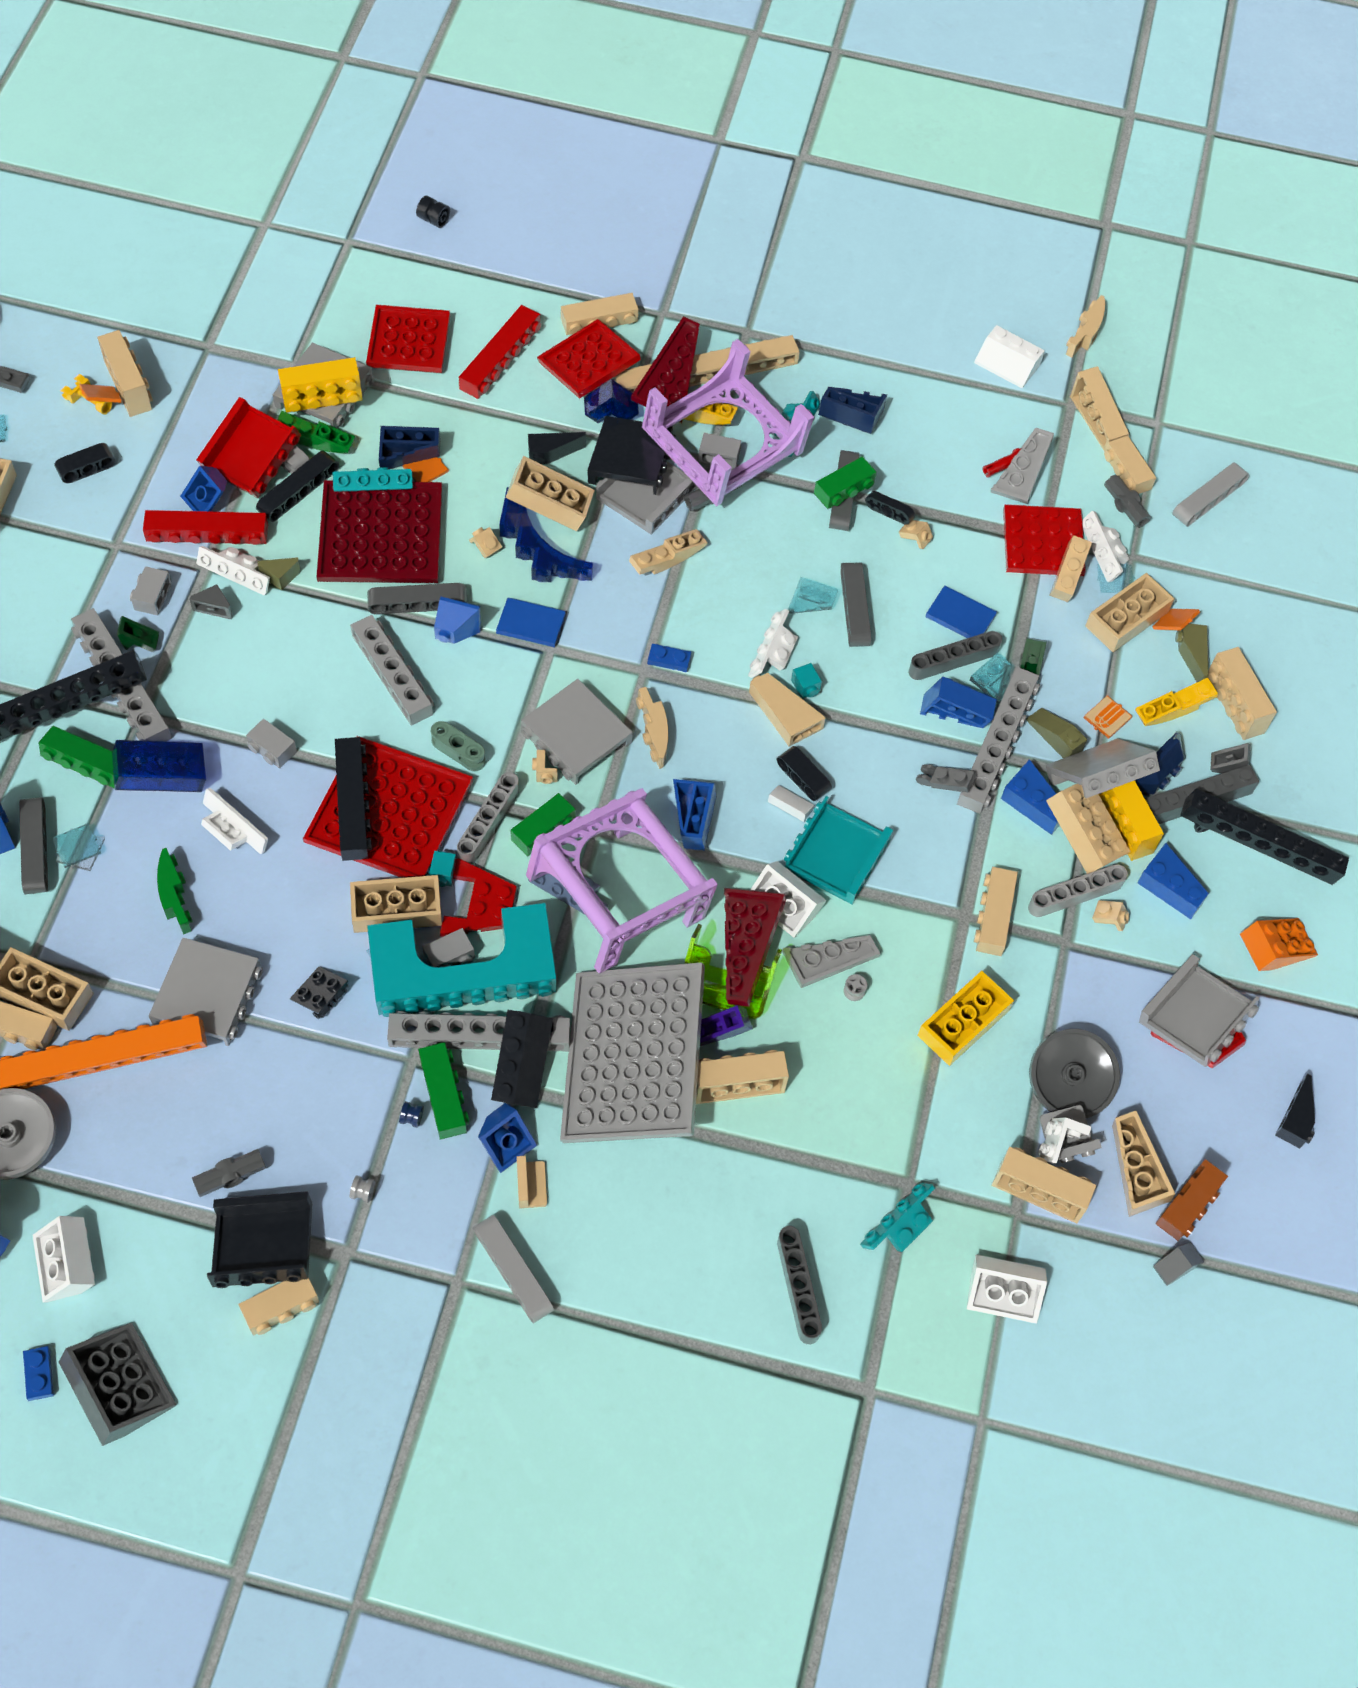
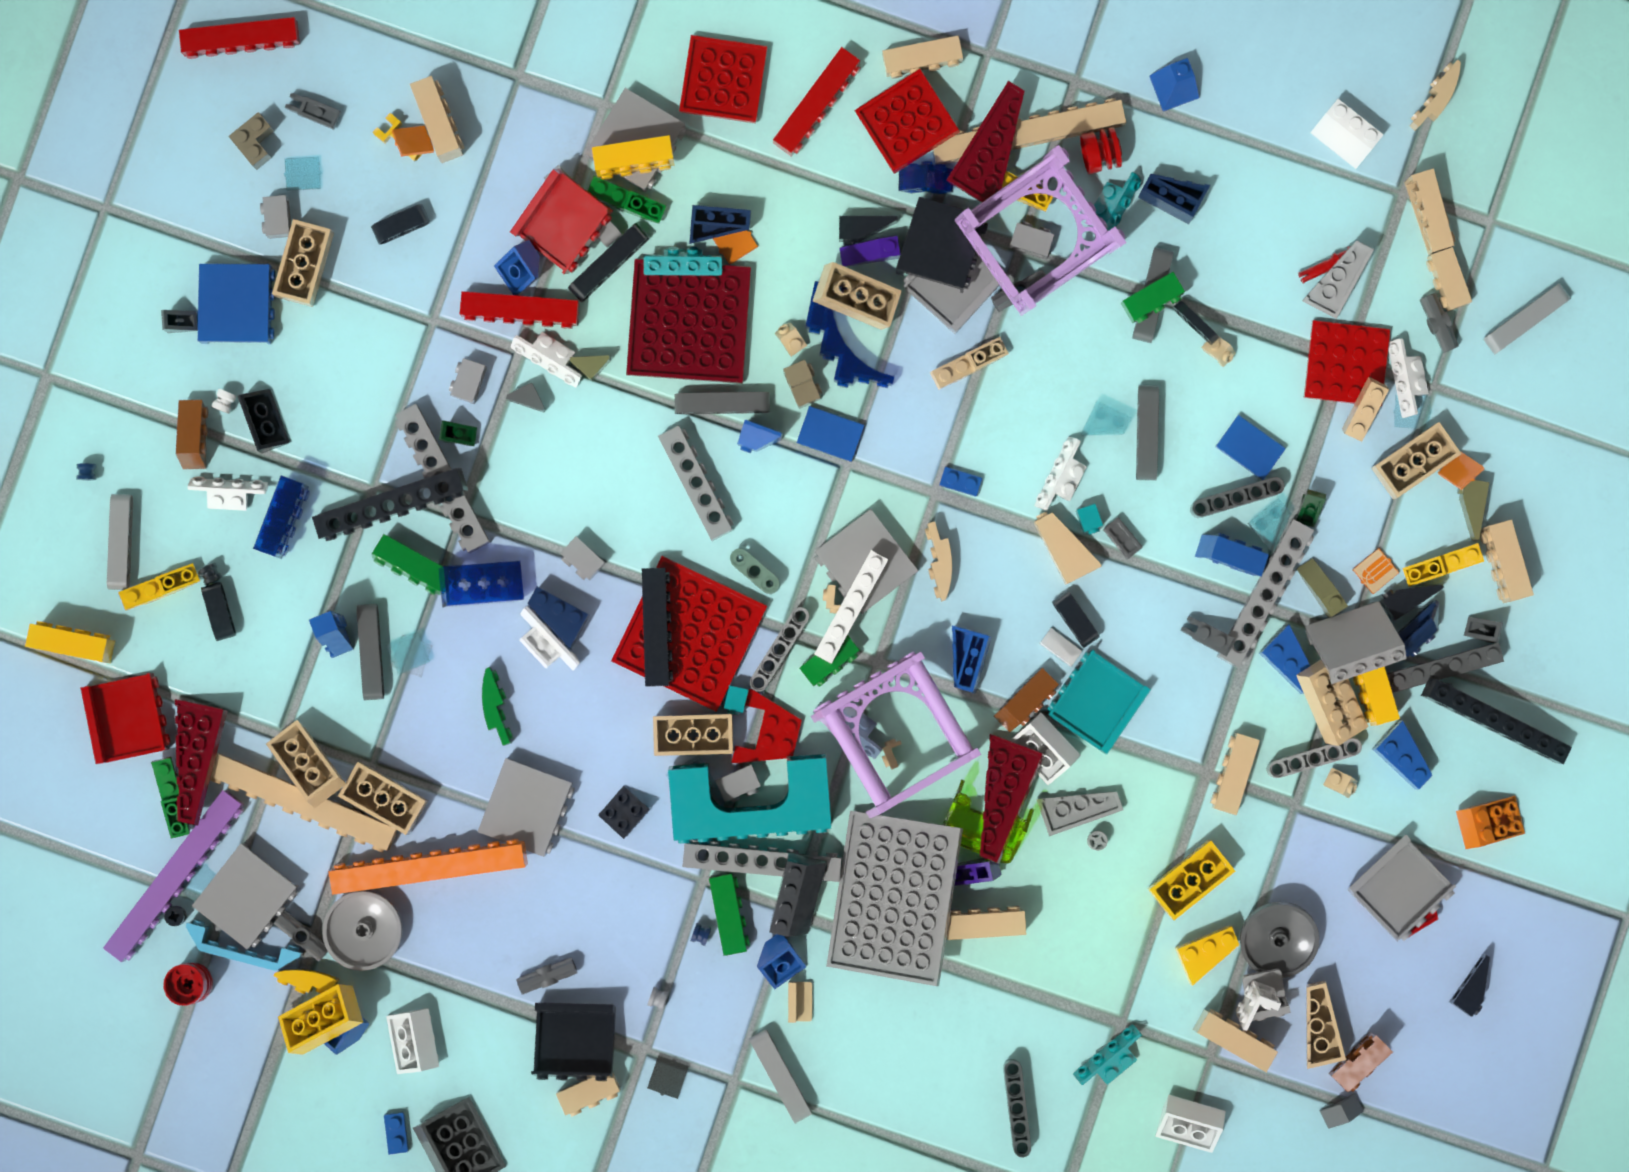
camera: 10 degrees right, 25 degrees up
(248, 796) = (559, 615): none -> dark blue wedge
(376, 1282) = (667, 1077): none -> clear smoke piece
(497, 573) = (800, 380): none -> dark tan brick
(562, 764) = (851, 607): none -> white brick
(570, 462) = (870, 252): none -> dark purple slope
(616, 906) = (889, 758): none -> tan bracket
(758, 851) = (1026, 701): none -> dark orange wedge
(778, 373) = (1101, 150): none -> red wheel
(841, 326) = (1175, 85): none -> blue slope
(843, 698) = (1122, 538): none -> flat silver plate
(991, 1095) = (1206, 952): none -> yellow wedge
(1150, 733) = (1404, 600): none -> black slope

